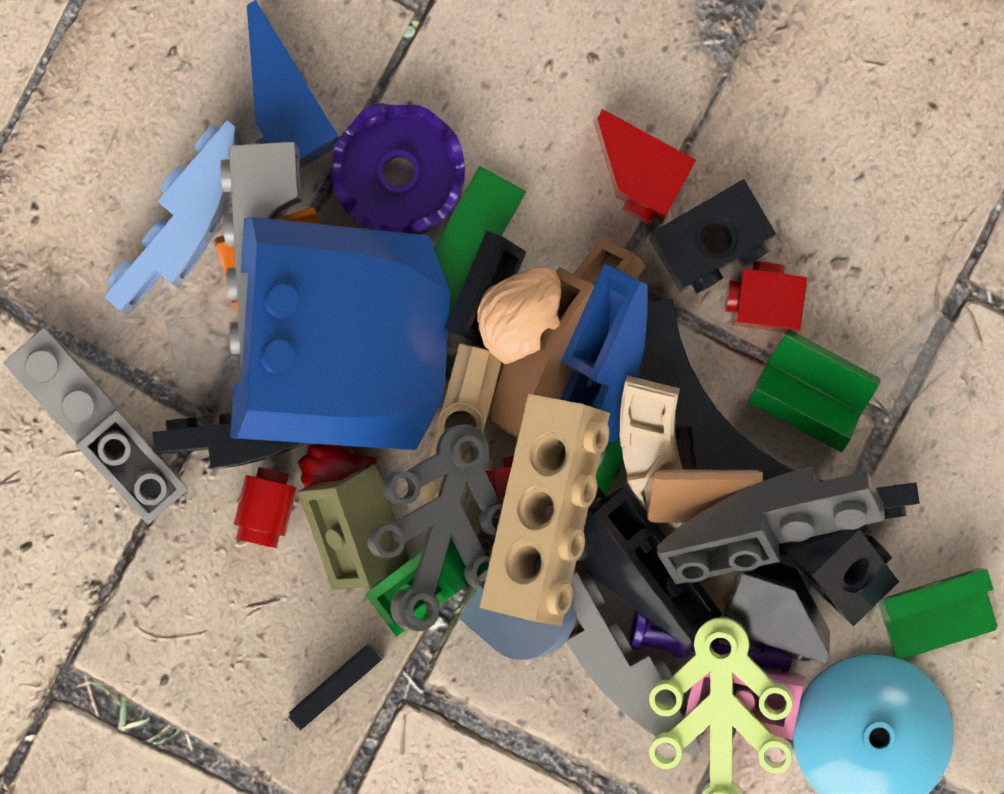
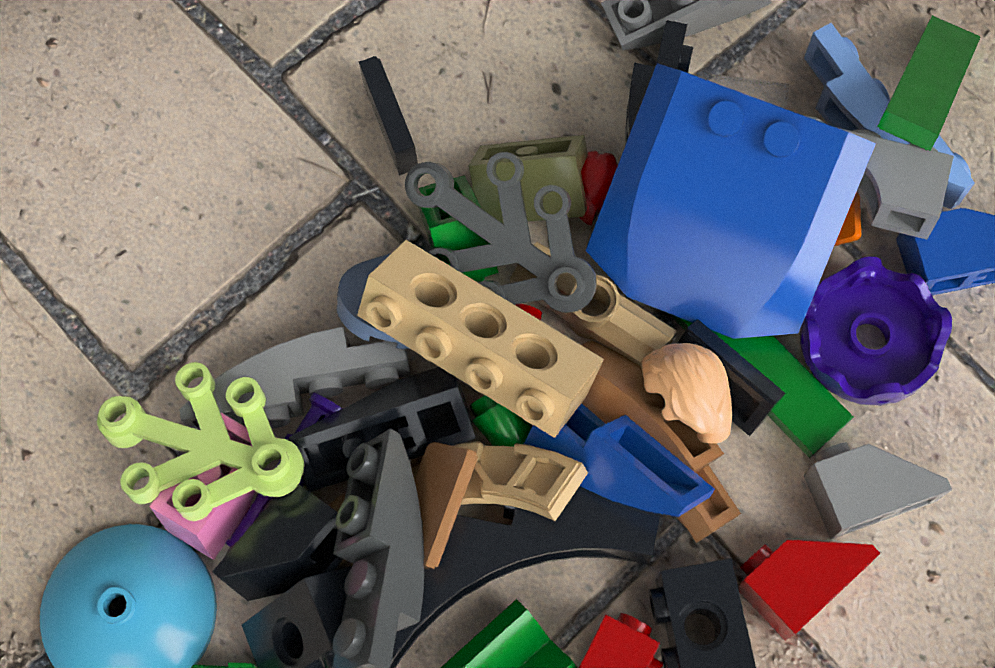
camera: 115 degrees right, 15 degrees down
(140, 186) = (929, 83): none -> green tile
(264, 507) = (579, 106): red brick -> none
(542, 136) = (868, 487): none -> light grey slope

